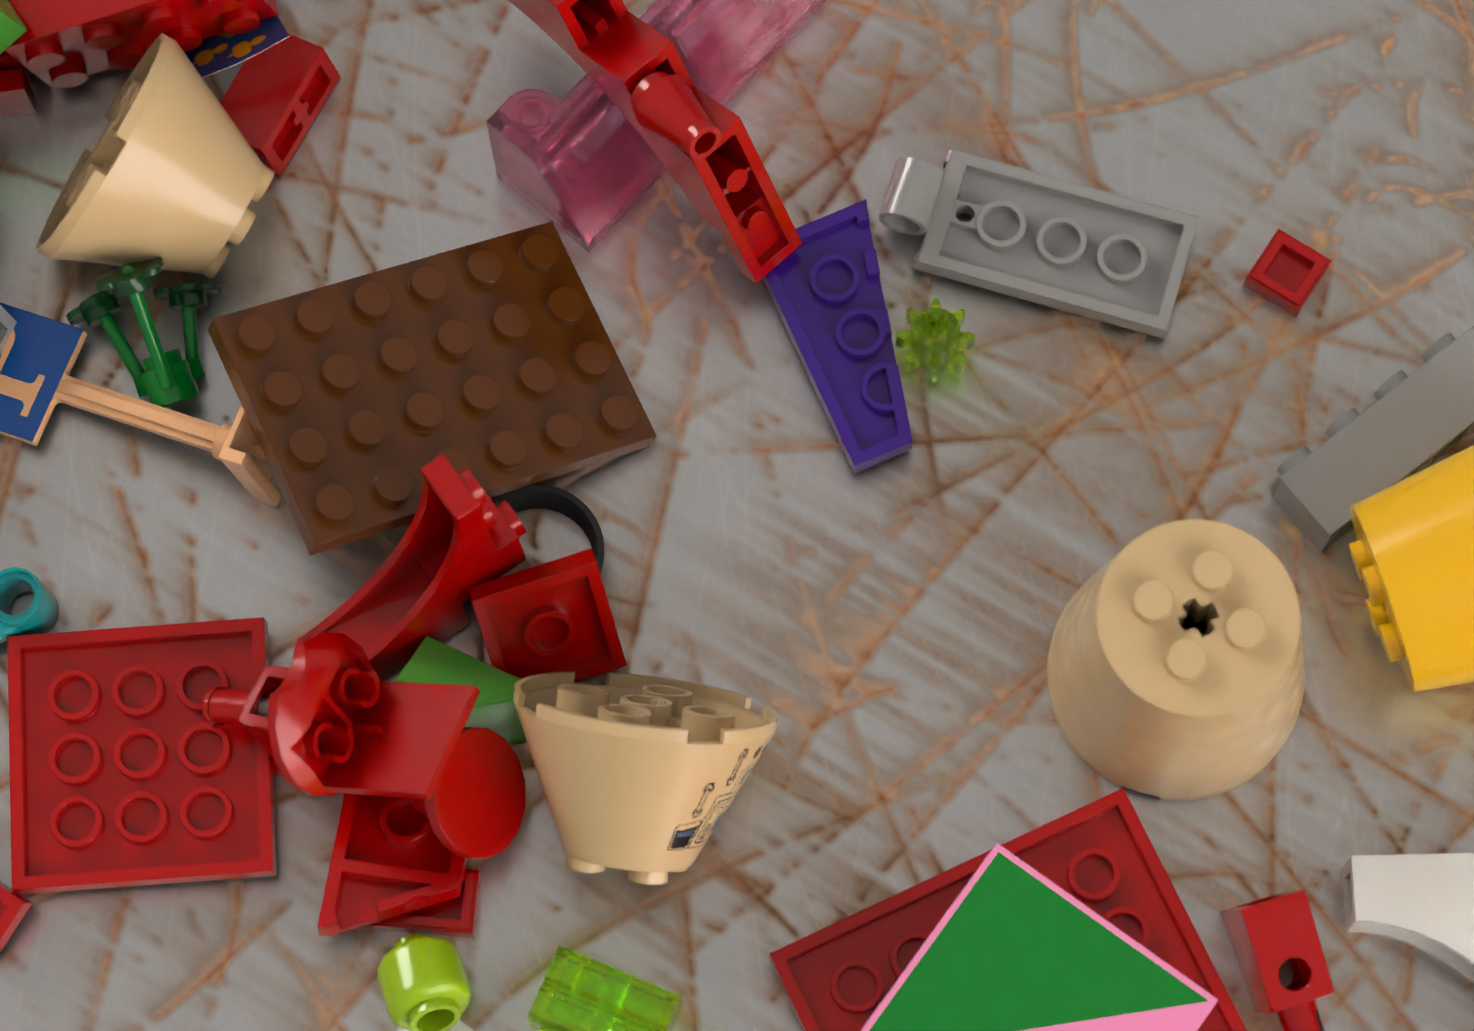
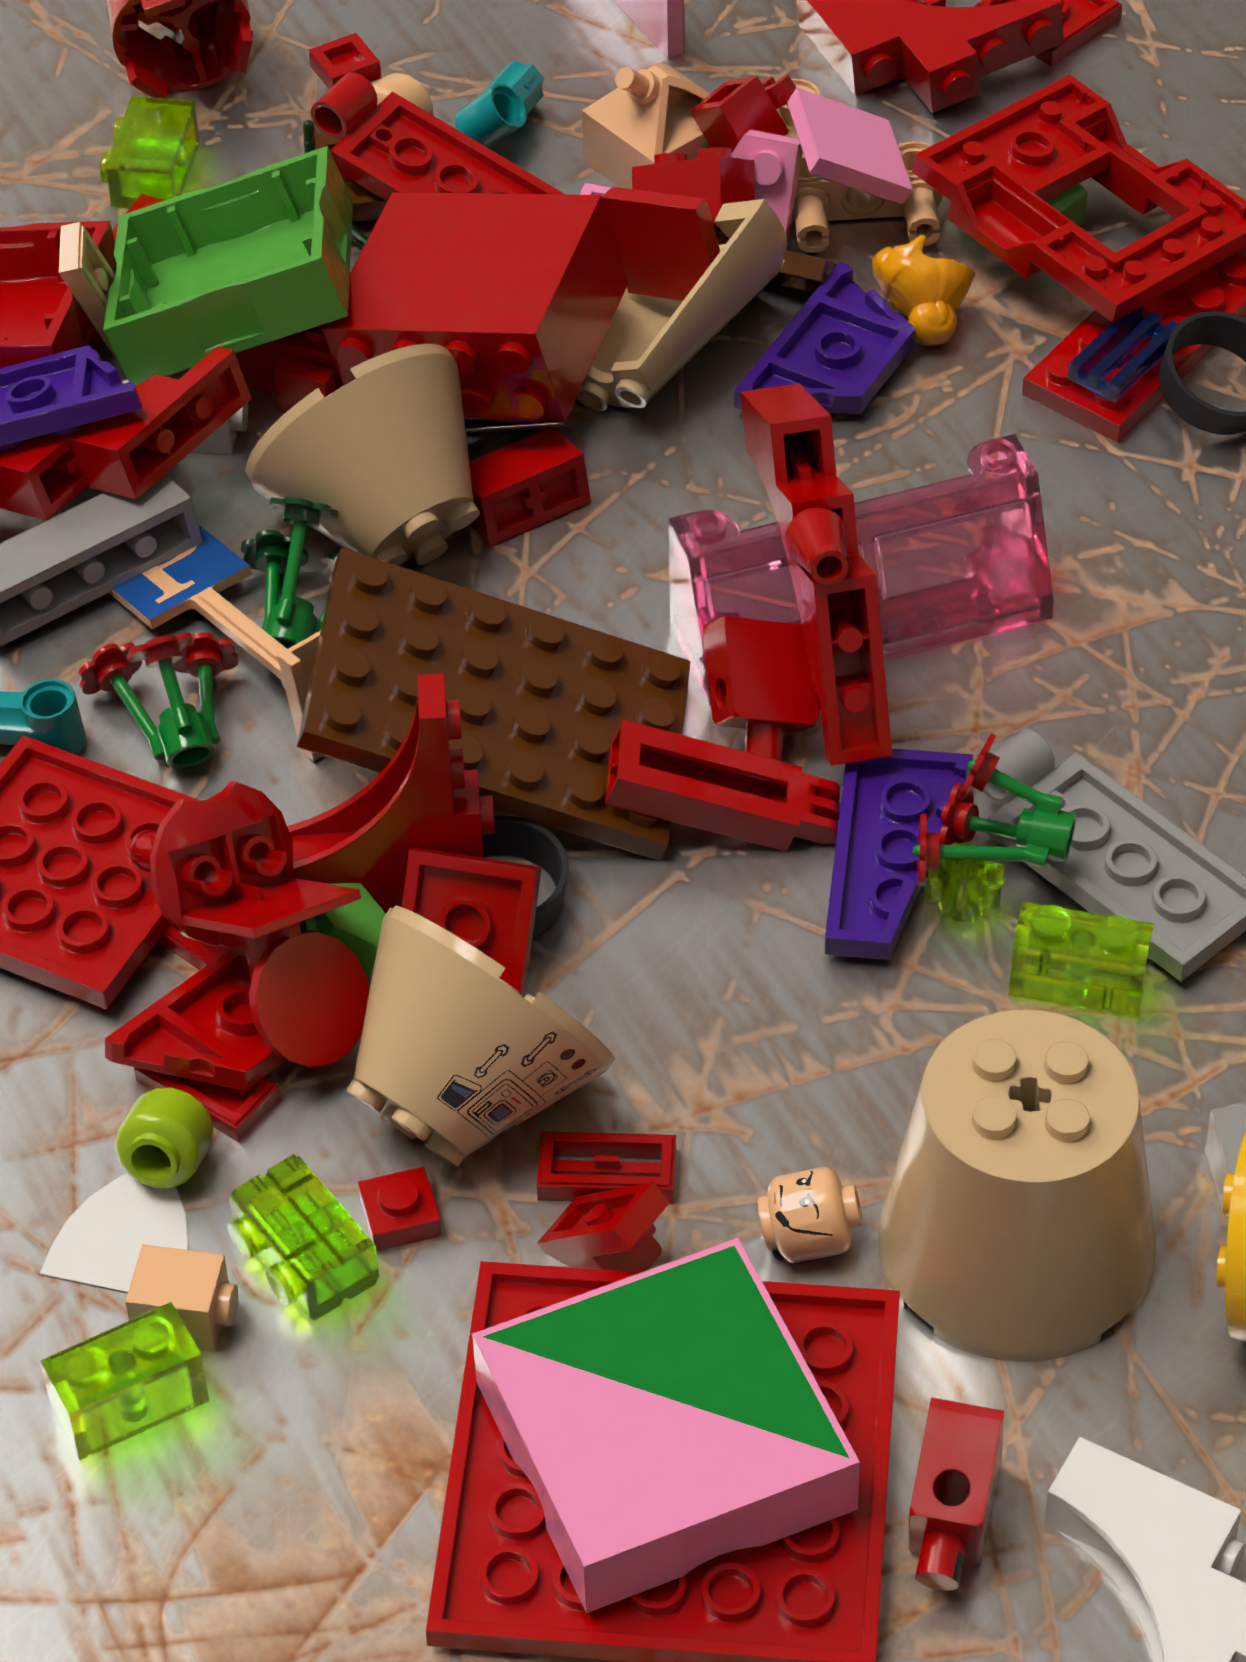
camera: 30 degrees right, 25 degrees down
(149, 550) = (183, 734): none -> plant
(643, 373) = (719, 788): none -> red hinge
(644, 227) = (759, 681): none -> red torso
(658, 930) = (399, 1208): none -> red plate
(756, 817) = (571, 1178): none -> red tile
(850, 863) = (608, 1230): none -> red slope
(986, 267) = (1039, 834): none -> green plant
(1006, 753) = (809, 1215): none -> light nougat head
(1080, 370) = (1080, 958): none -> clear neon green brick

